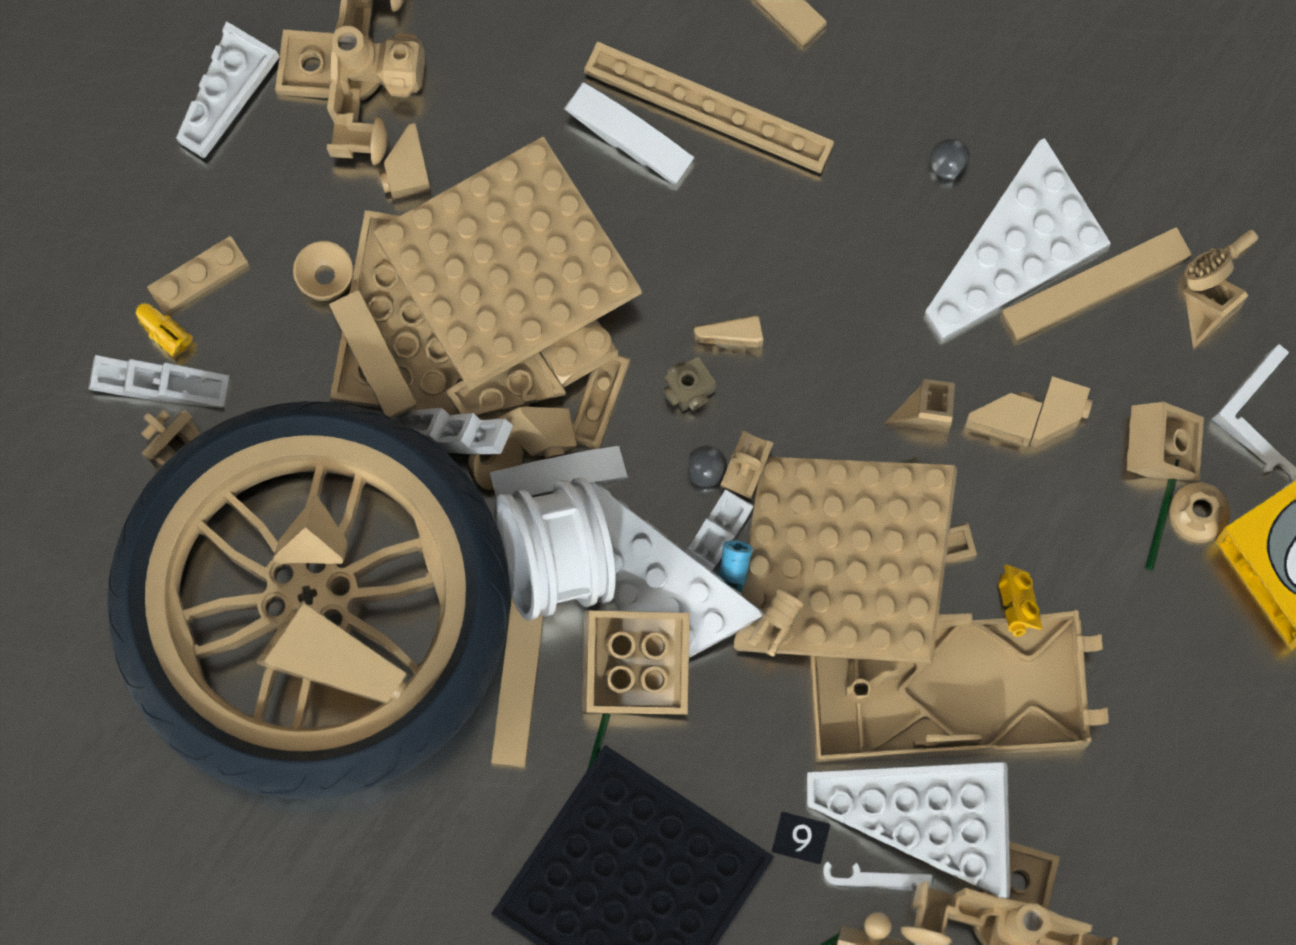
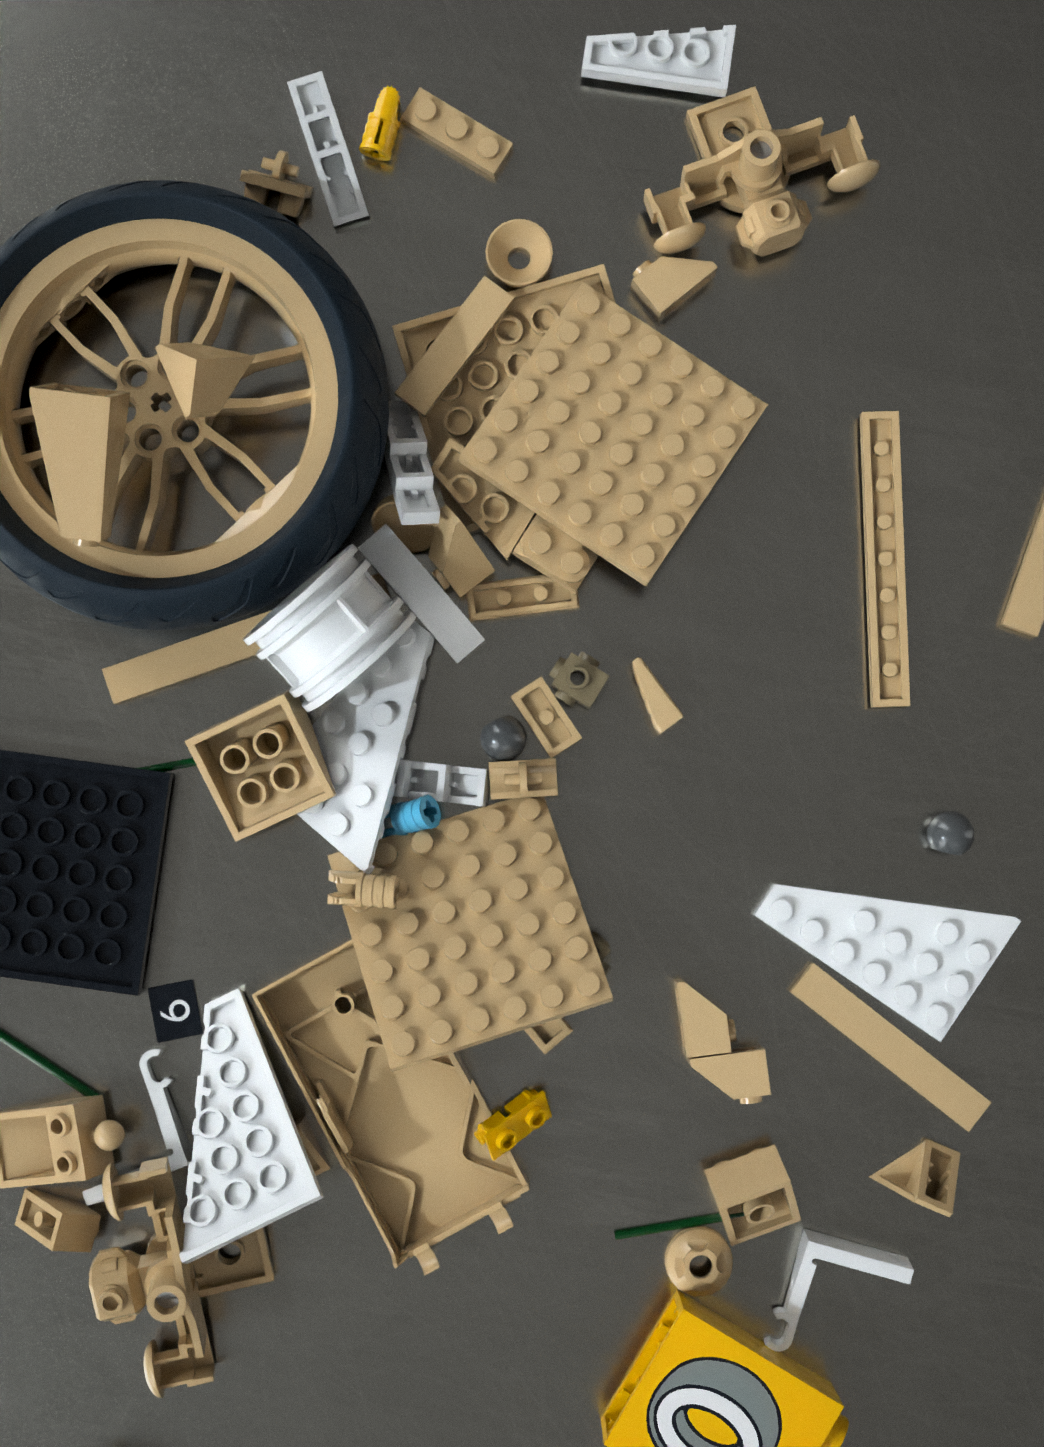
camera: 65 degrees right, 10 degrees up
(628, 132) = (816, 490): white slope -> none
(706, 425) = (546, 717): none -> tan plate
(927, 408) = (675, 932): tan slope -> none
(1216, 264) = (969, 1162): tan piece -> none

